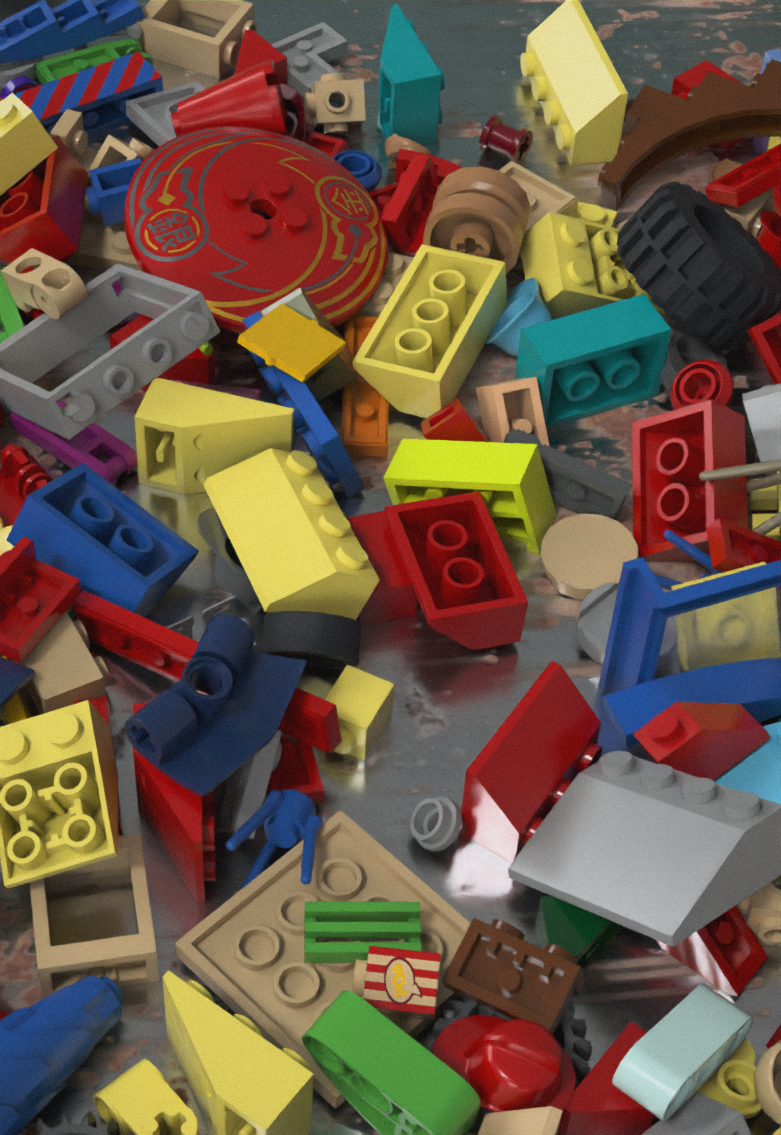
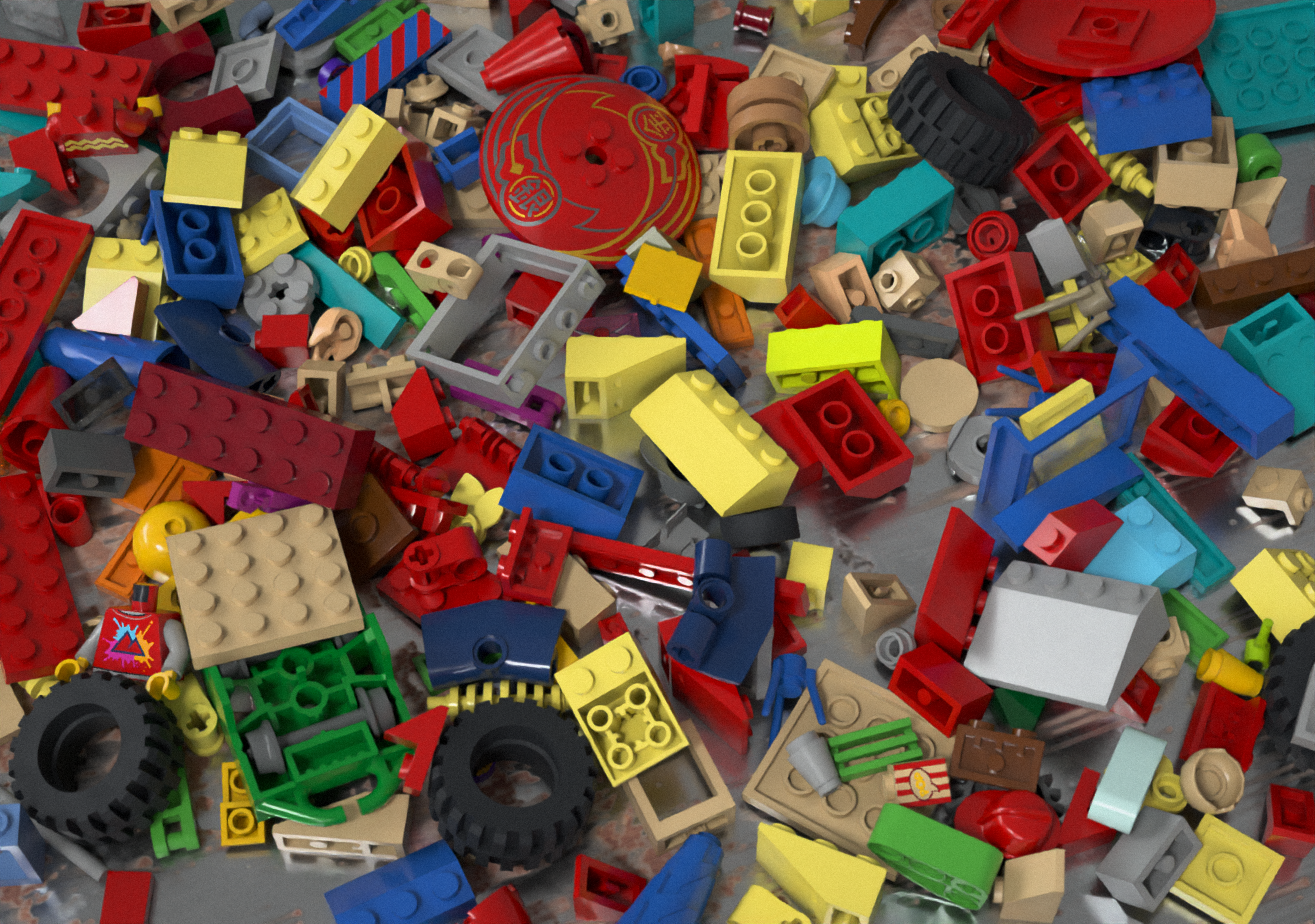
camera: 10 degrees left, 10 degrees up
(118, 127) = (424, 89): none -> tan hat
(276, 924) = (814, 763): none -> light grey cone
(426, 758) = (874, 600): none -> tan slope
(471, 876) = (939, 688): none -> red brick
(527, 563) = (896, 414): none -> yellow tile
(585, 424) = (904, 282): none -> tan brick

